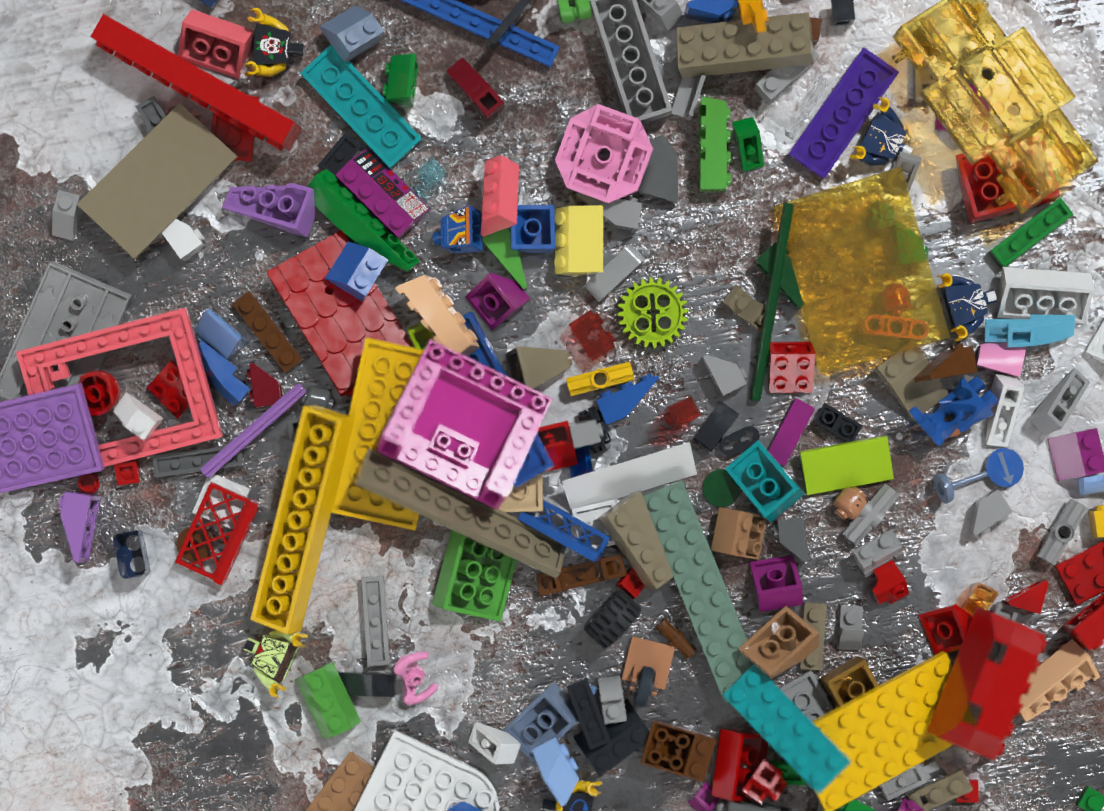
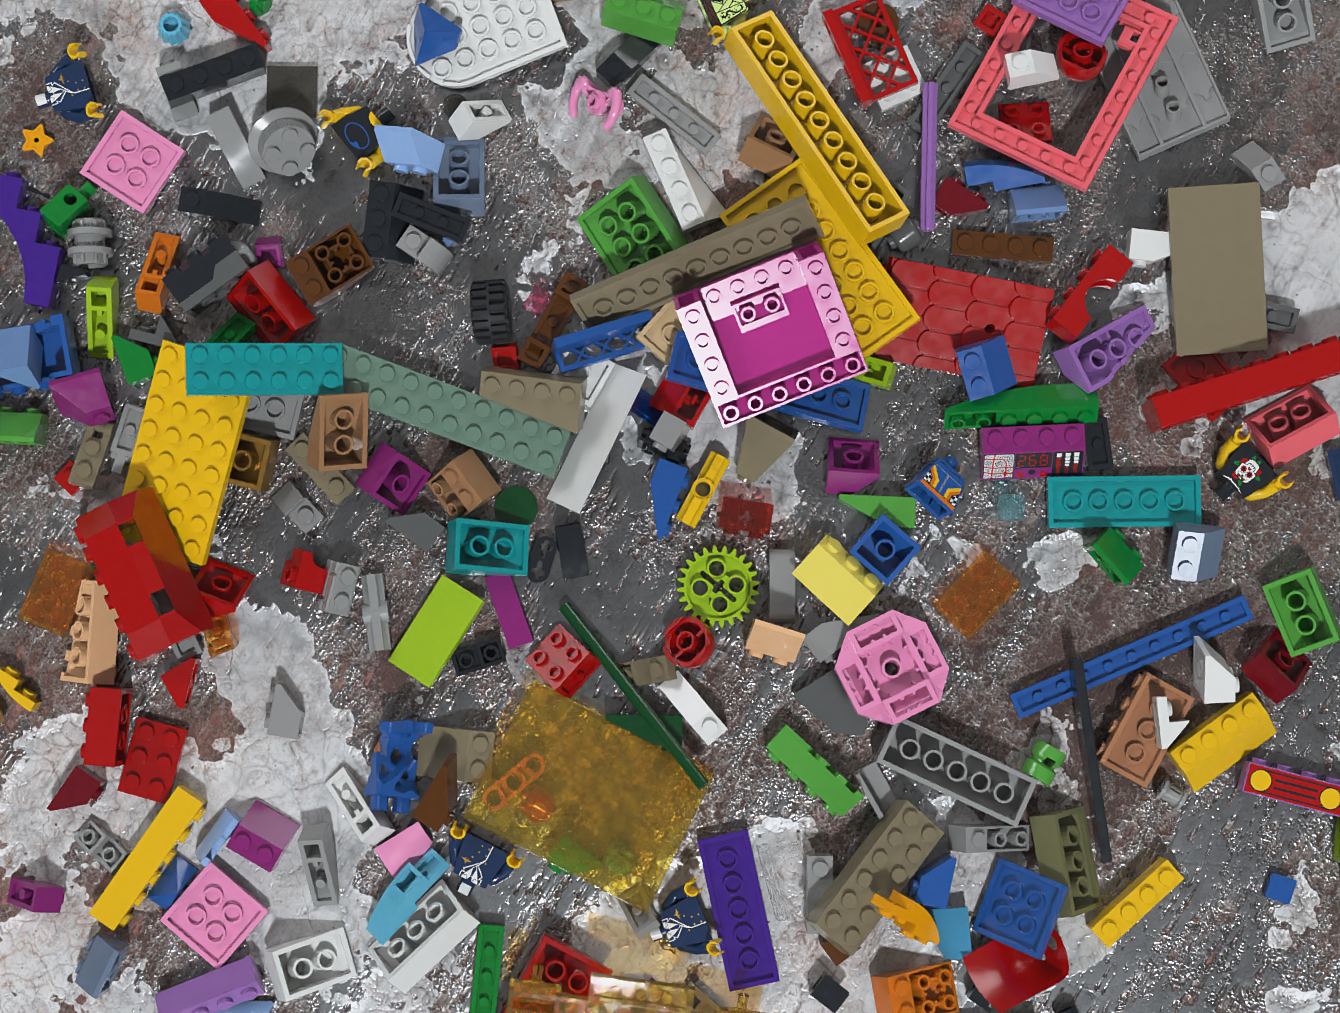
camera: 135 degrees right, 0 degrees up
(274, 244) = (1072, 316): none -> red arch
(342, 540) = (767, 147): none -> medium nougat slope
(418, 565) = (684, 189): none -> white wedge
(439, 314) = (882, 401): light nougat wedge -> none
(476, 89) = (1049, 612): dark red slope -> none
(499, 195) = (938, 545): coral slope -> none
(499, 770) = (451, 103): none -> clear smoke plate
(511, 139) = (976, 595): none -> clear orange plate
(578, 597) = (536, 301): none -> clear pink slope
(647, 668) = (423, 304): nougat plate -> none
(654, 244) = (773, 641): none -> light nougat slope
(676, 638) = (426, 351): reddish brown pin -> none
(681, 412) = (610, 530): clear red brick -> none
(706, 297) = (689, 642): none -> red cylinder
(725, 374) = (608, 599): light grey slope -> none
(744, 256) = (693, 708): none -> white slope
(748, 143) = (787, 803): green slope -> none
(763, 783) = (236, 312): red brick -> none
(850, 503) = (402, 603): nougat head -> none
(1002, 467) = (310, 761): piece -> none
(1048, 732) = (55, 592): none -> clear orange plate
(1070, 519) = (214, 778): light grey piece -> none

